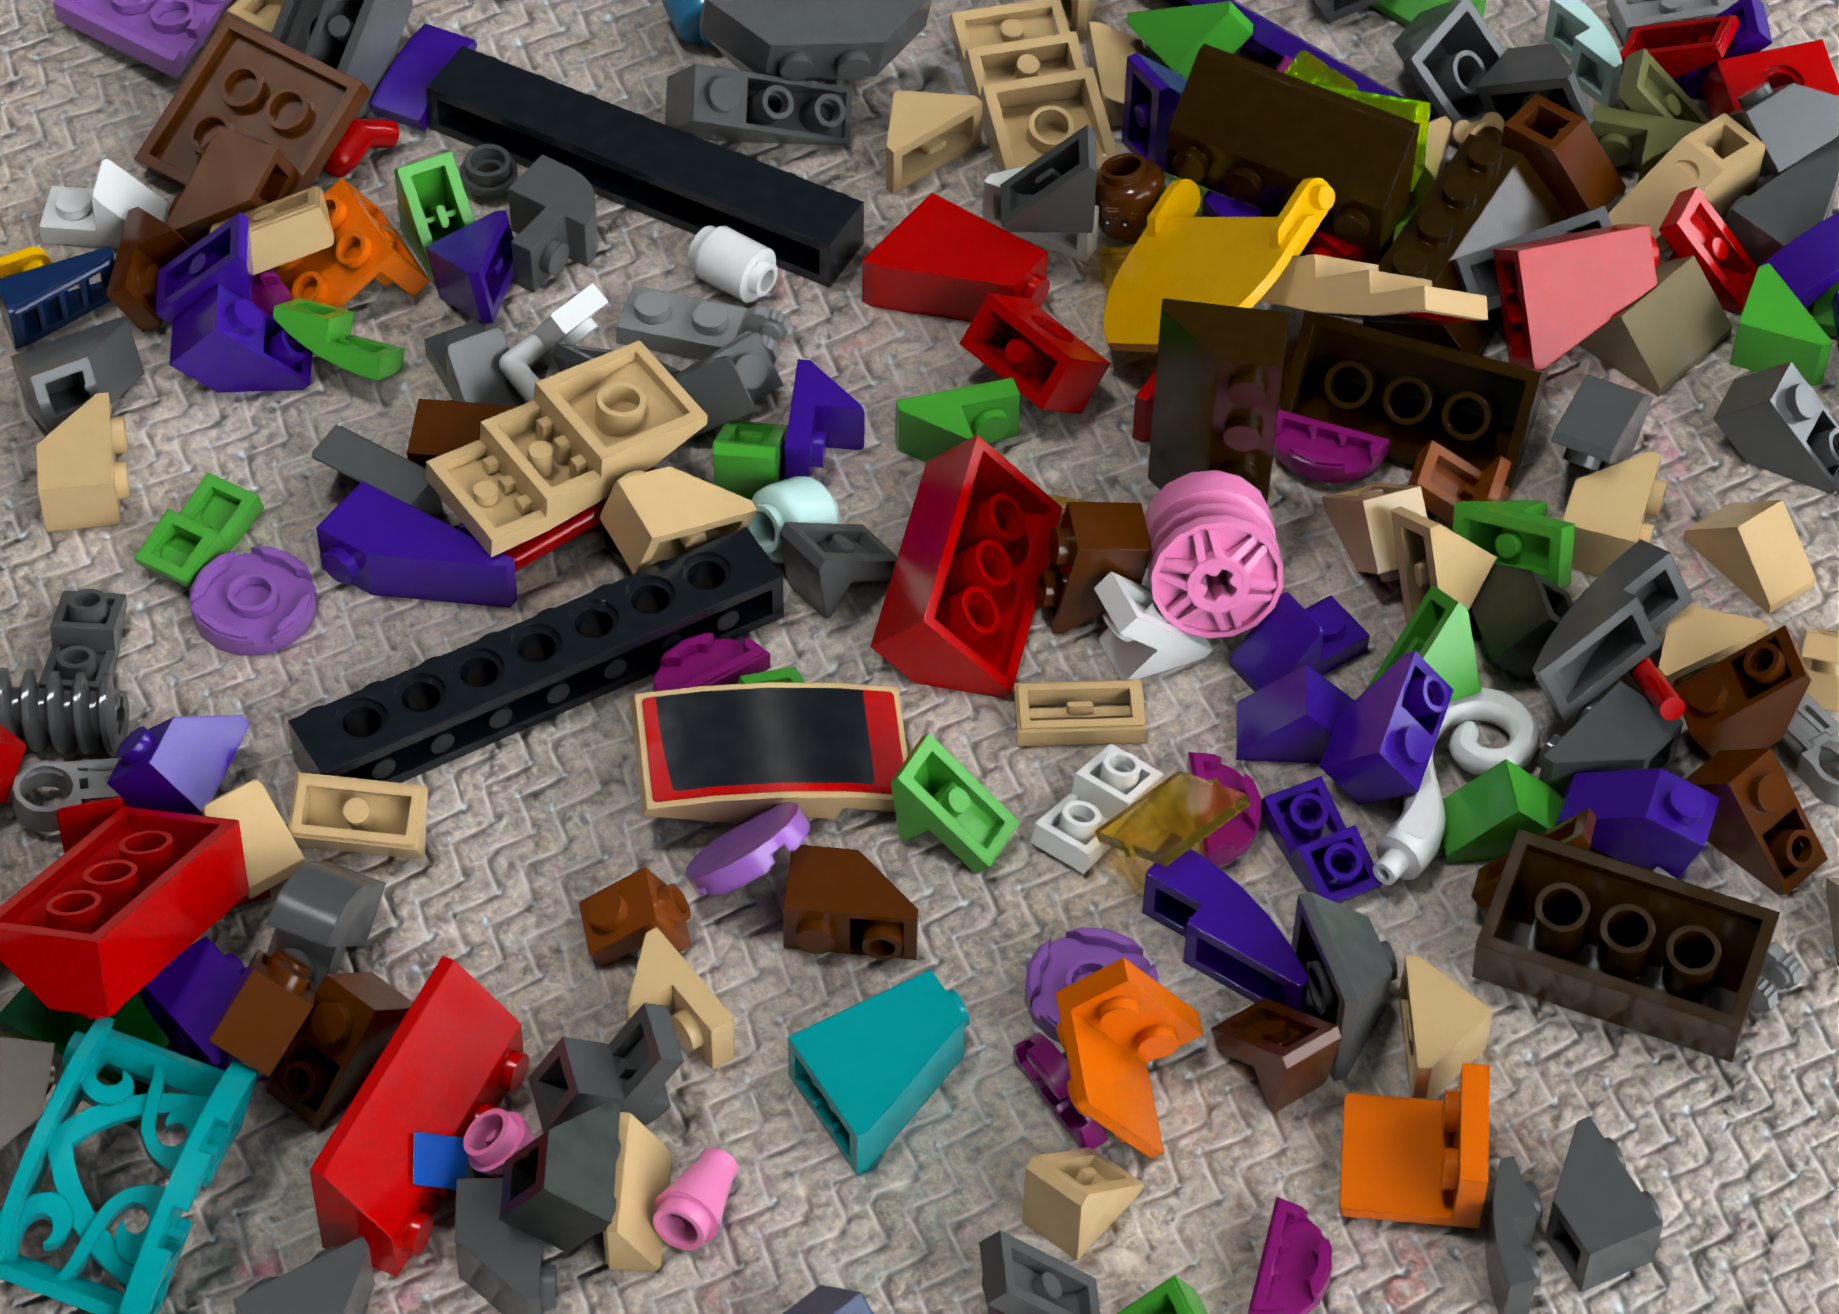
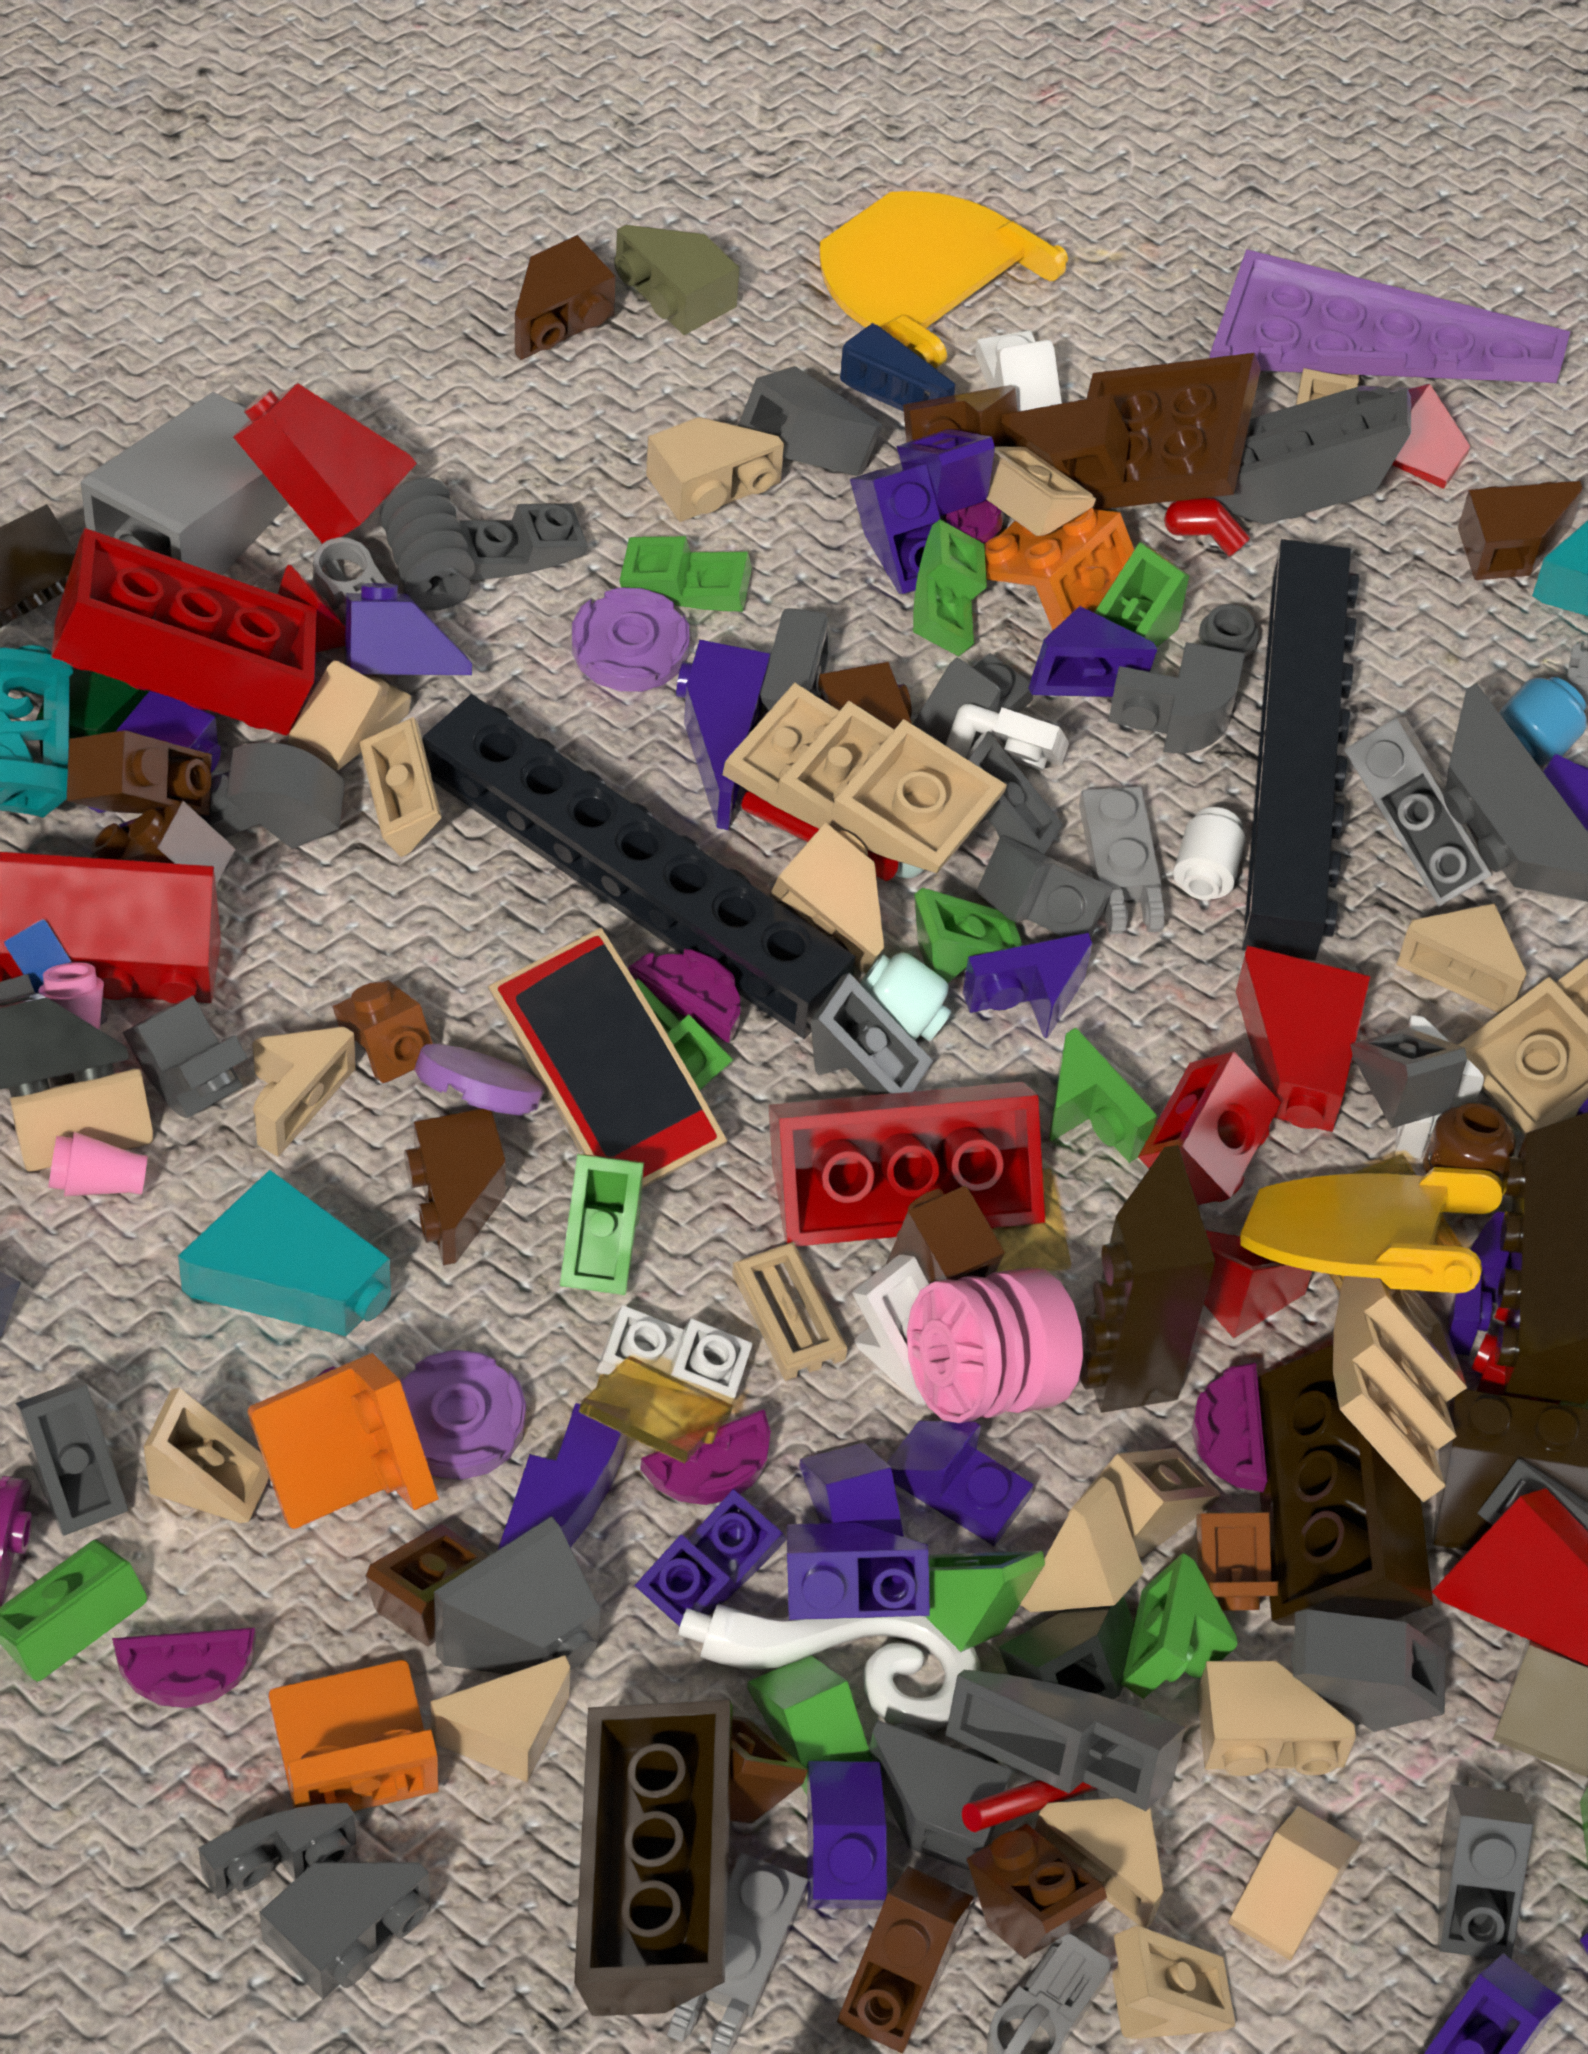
camera: 65 degrees right, 5 degrees up
(403, 88) = (1355, 531): dark purple slope -> none

